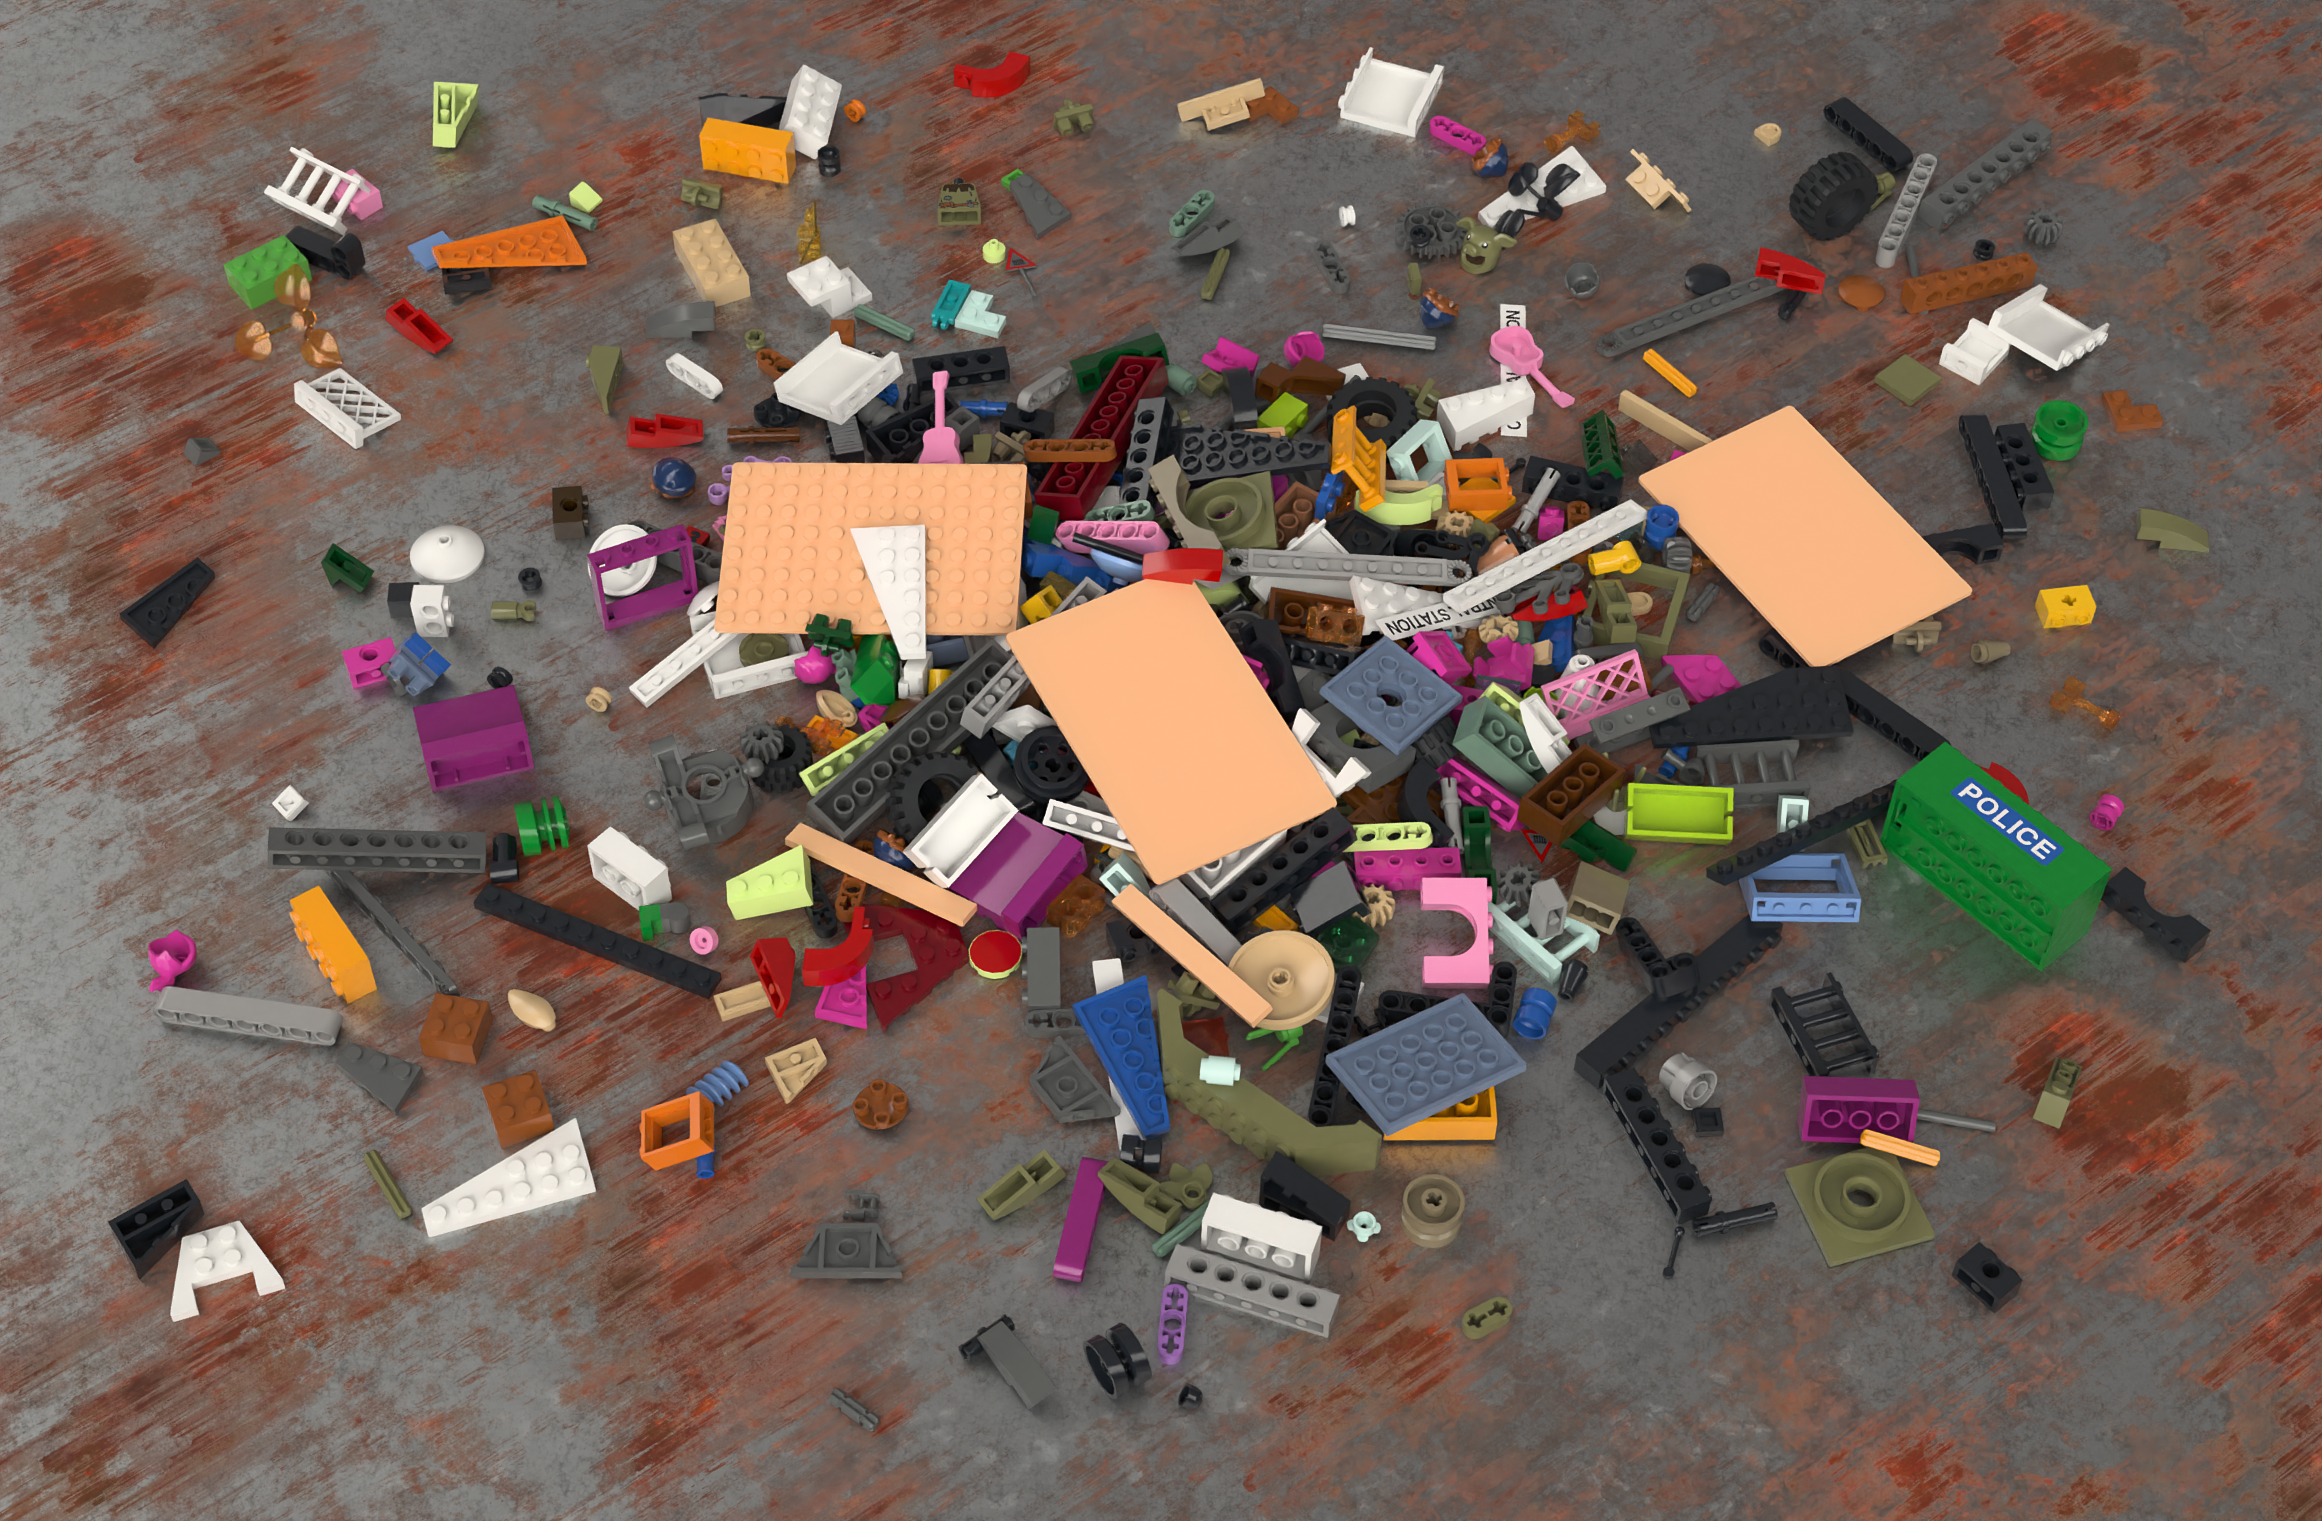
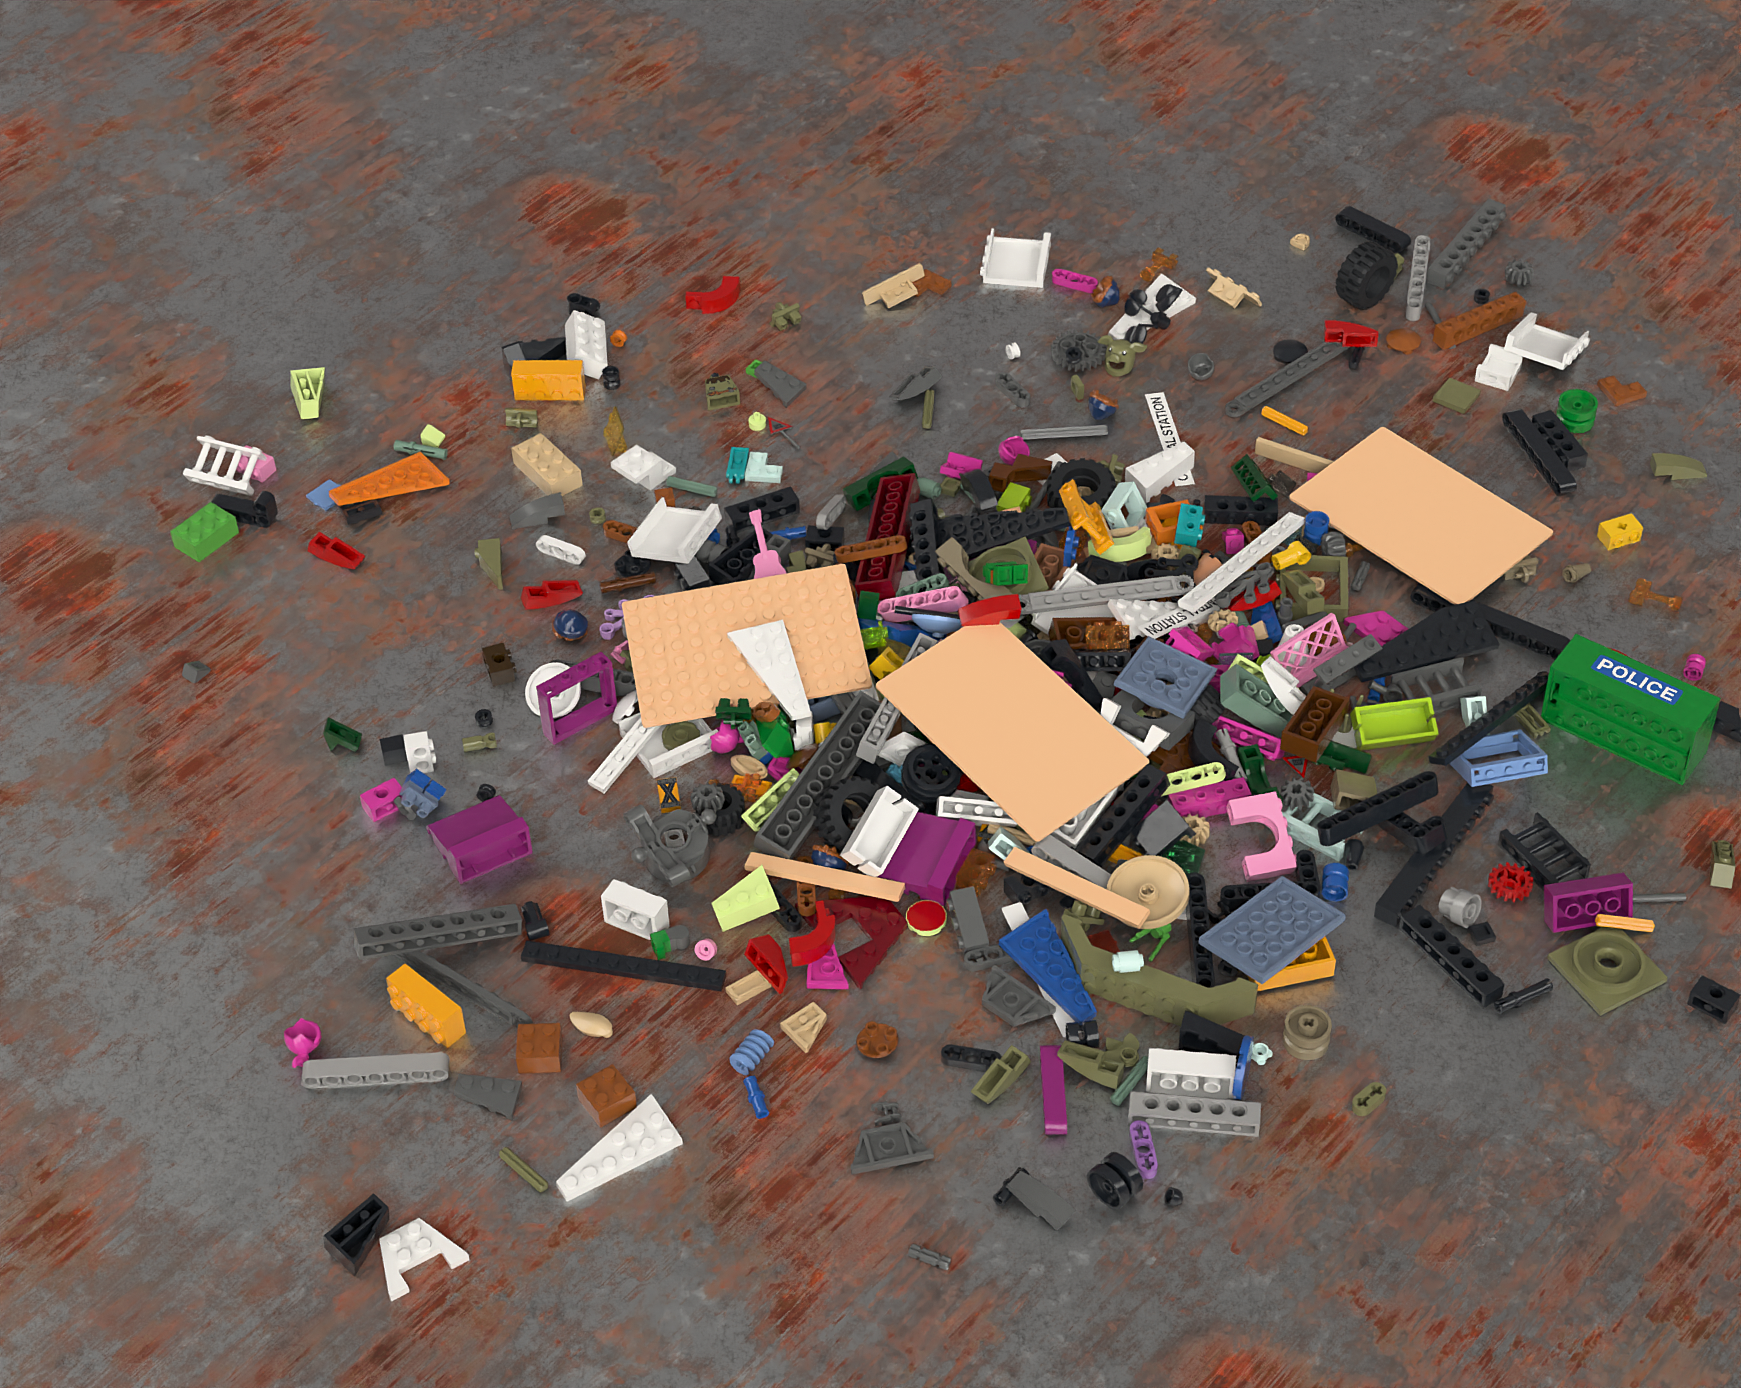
camera: 10 degrees left, 5 degrees down
(165, 605) = (206, 789): black wing -> none
(290, 803) = (354, 912): white tile -> none
(291, 288) = (238, 537): clear orange plant -> none
(332, 414) = (295, 627): white fence -> none
(447, 554) = (413, 711): white dish -> none
(542, 825) = (554, 891): green wheel -> none
(598, 699) = (566, 793): tan bush -> none
(701, 1140) = (741, 1065): orange window -> none
(725, 725) = (668, 794): none -> tile
(822, 59) = (582, 304): none -> black piece
(870, 642) = (766, 712): none -> dark orange beam
(997, 1165) = (956, 1050): none -> black beam
(1037, 568) = (874, 636): none -> clear neon green bracket
(1193, 205) = (889, 382): sand green beam -> none
(1222, 517) = (1005, 573): none -> green hips
(1329, 1243) = (1243, 1067): none -> blue tile
(1491, 492) = (1188, 525): none -> teal brick
(1517, 350) = (1168, 423): bright pink piece -> none
(1530, 510) = (1217, 532): light grey pin -> none
(1547, 909) = (1323, 802): light grey brick -> none
(1616, 926) = (1377, 808): none -> black beam
(1668, 1271) = (1487, 1041): black hinge -> none
(1766, 1059) = (1510, 882): none -> red gear
(1976, 543) = (1544, 499): black arch -> none

